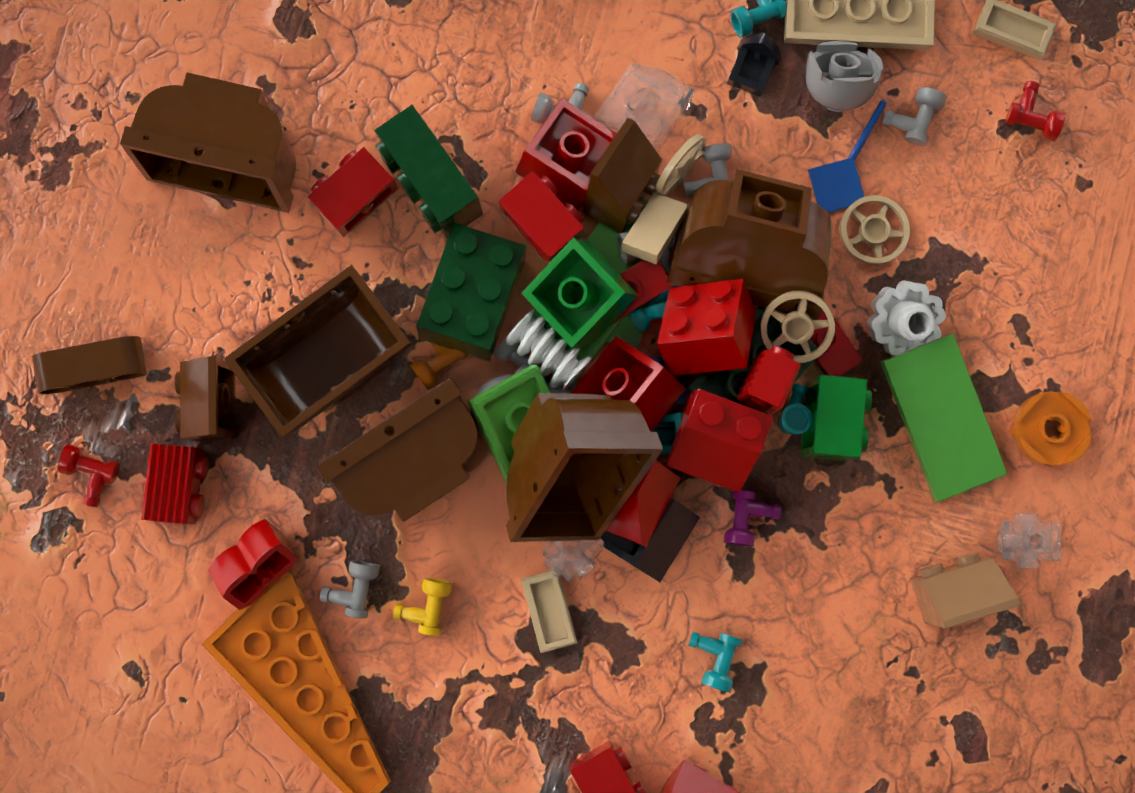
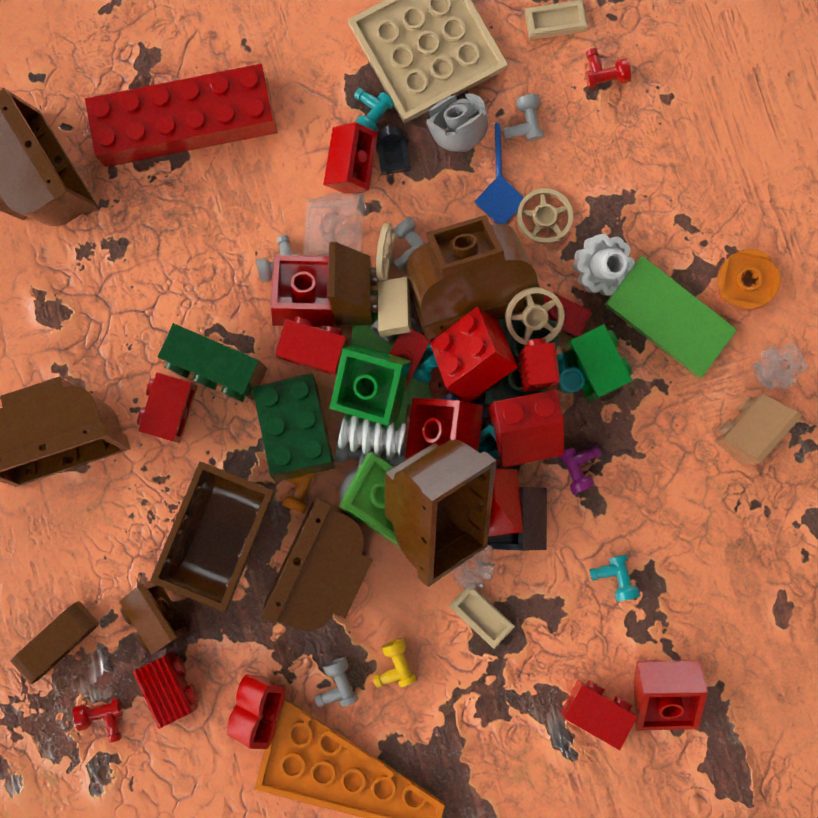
camera: 25 degrees left, 0 degrees up
(704, 44) = (350, 158): none -> red brick

